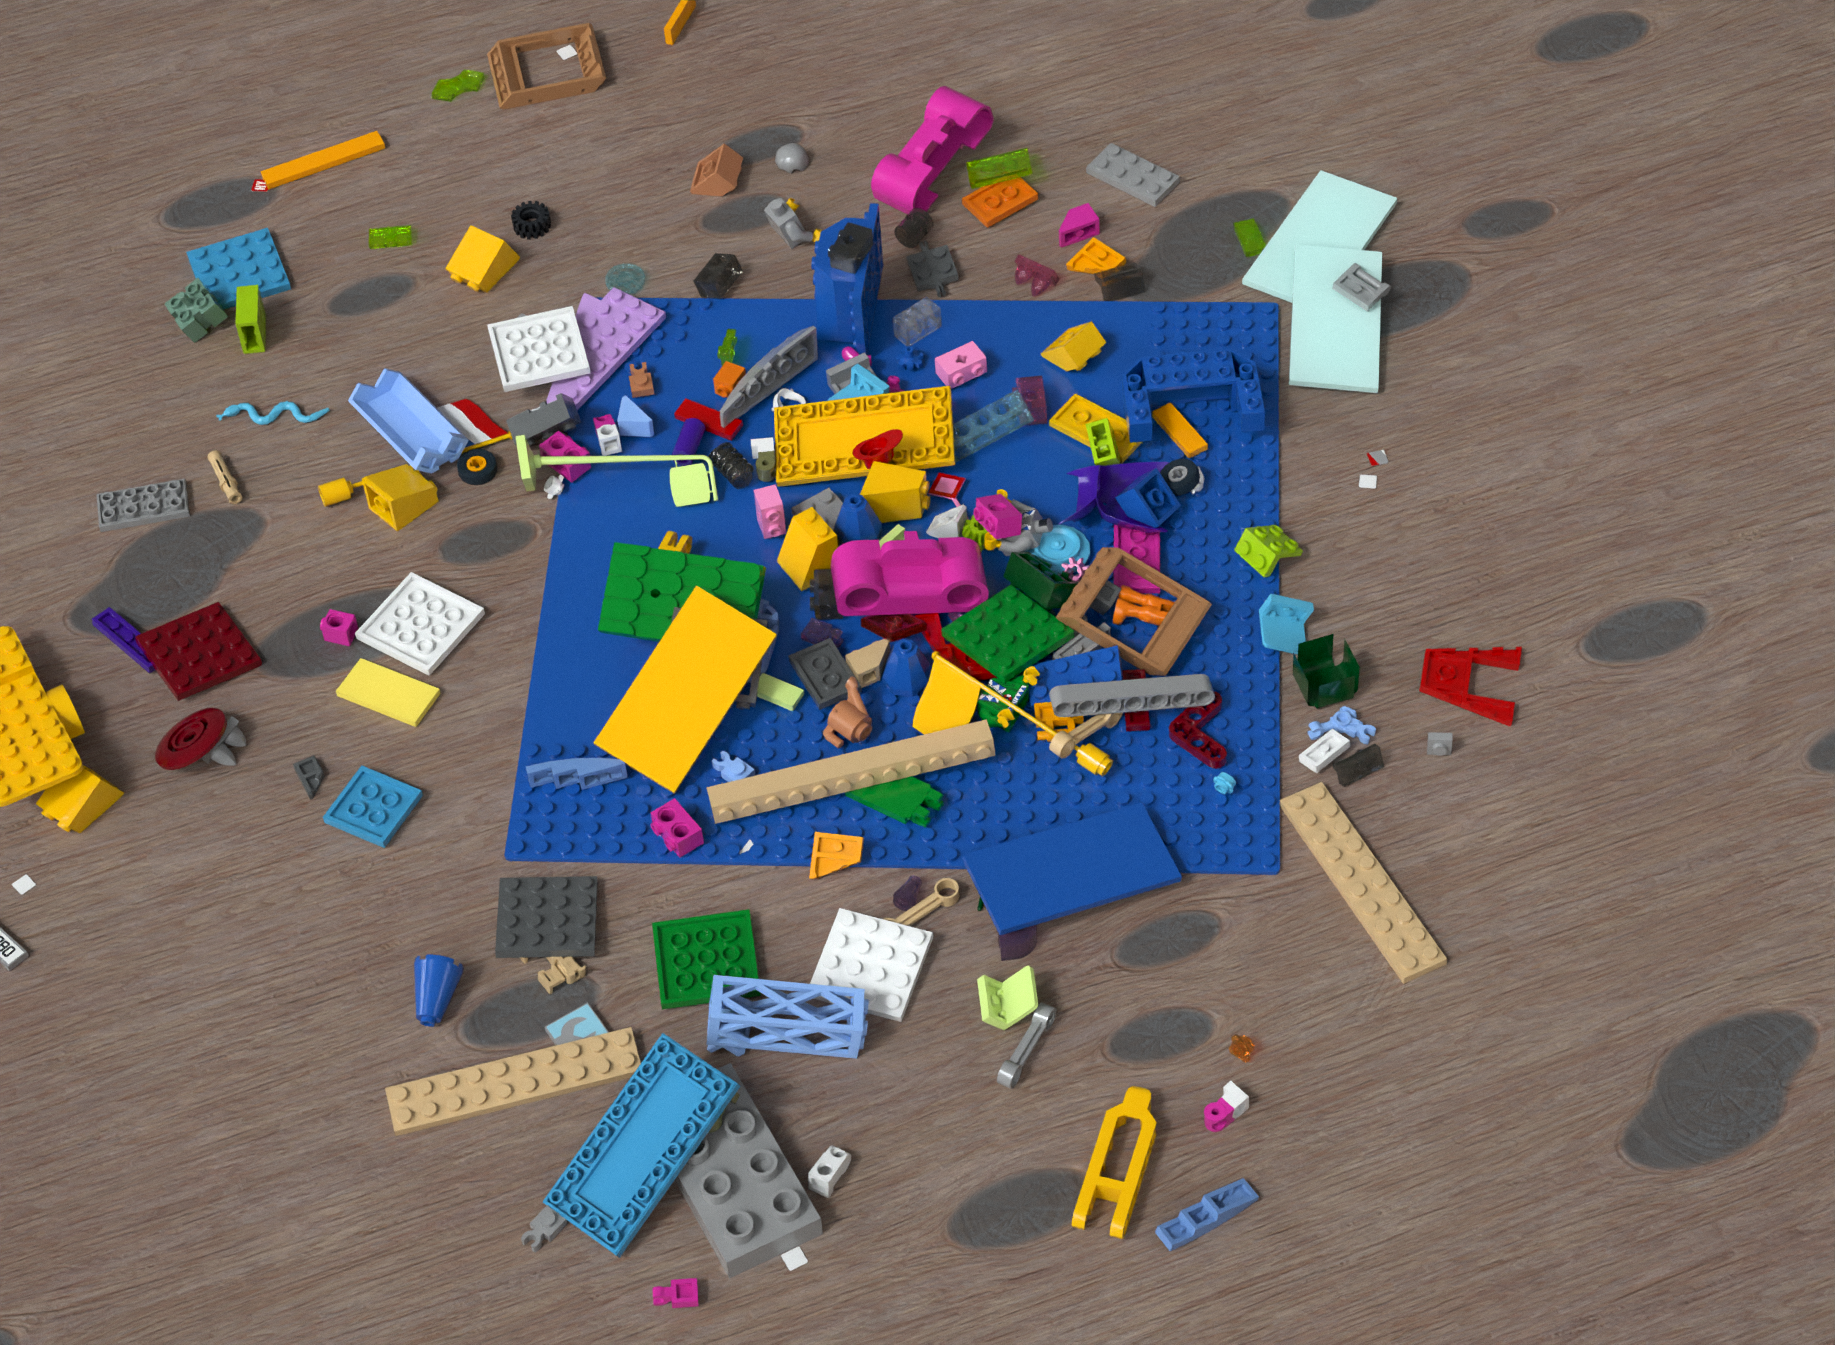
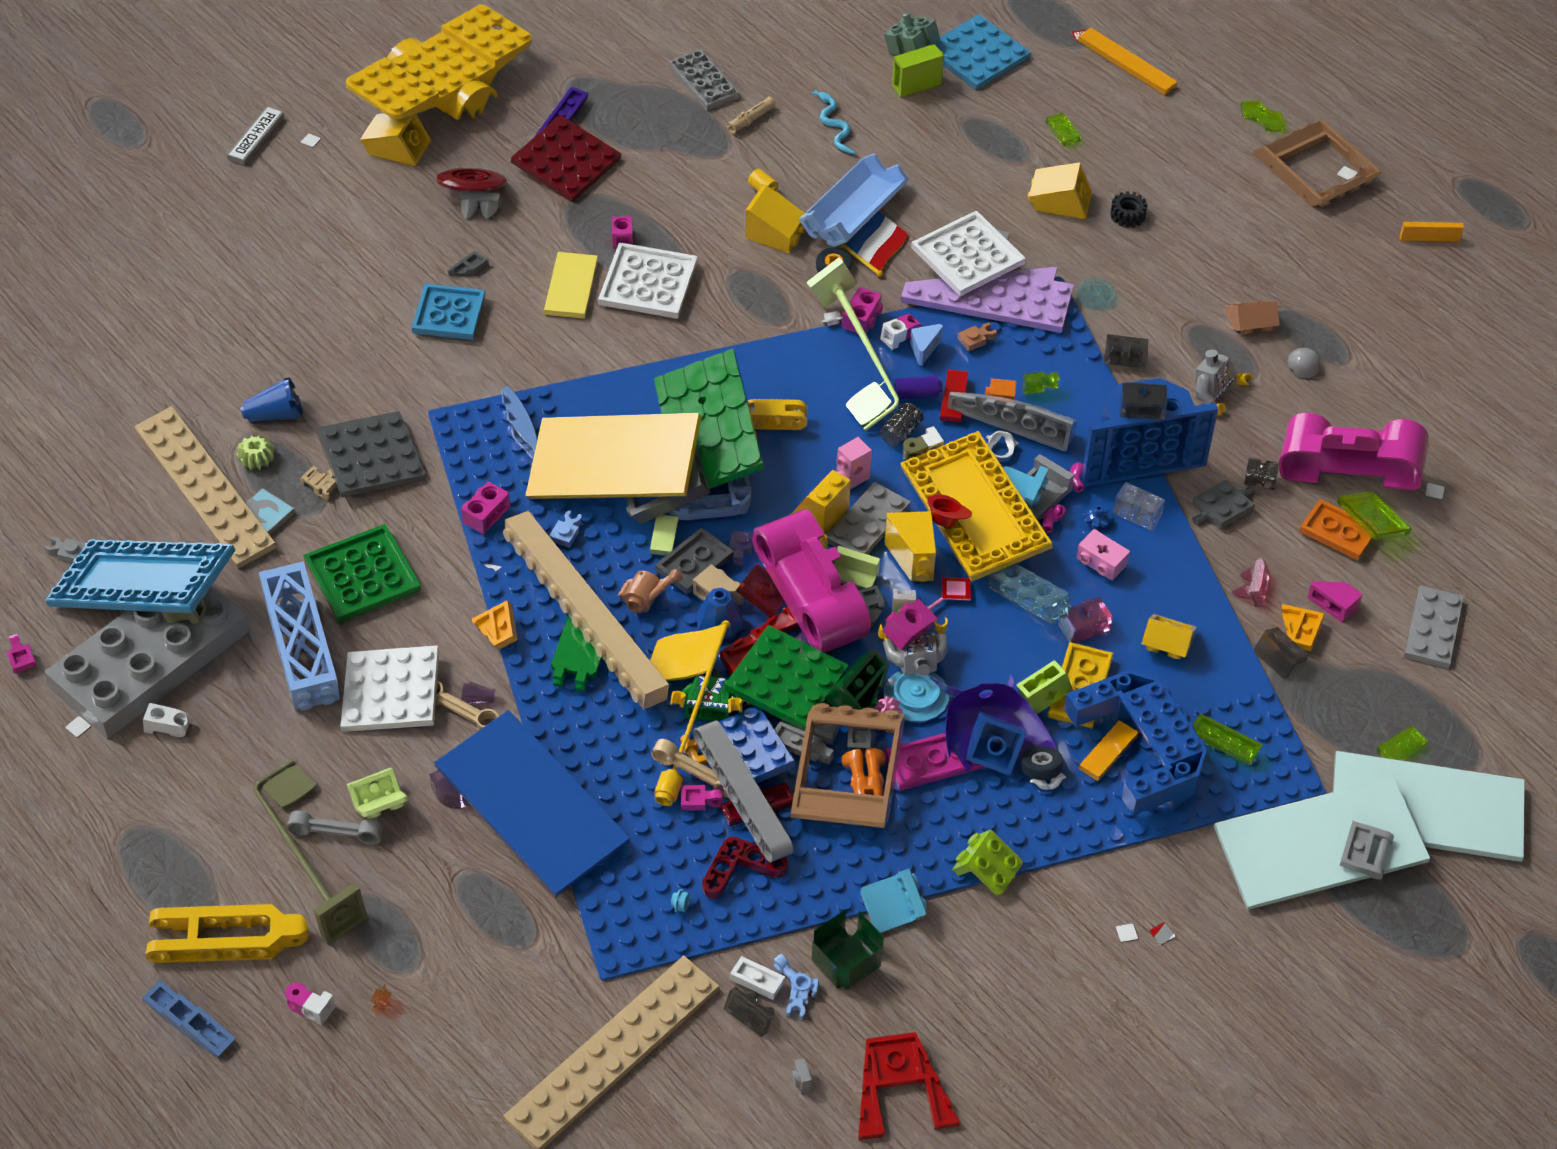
camera: 65 degrees right, 0 degrees up
(492, 1021) = (255, 452): none -> yellowish green gear
(545, 420) = (891, 284): dark grey wedge -> none
(857, 521) = (863, 527): blue cone -> none
(957, 1077) = (347, 907): none -> olive piece
(1114, 741) = (695, 797): none -> dark pink plate
(1211, 339) = (1227, 739): none -> clear neon green plate

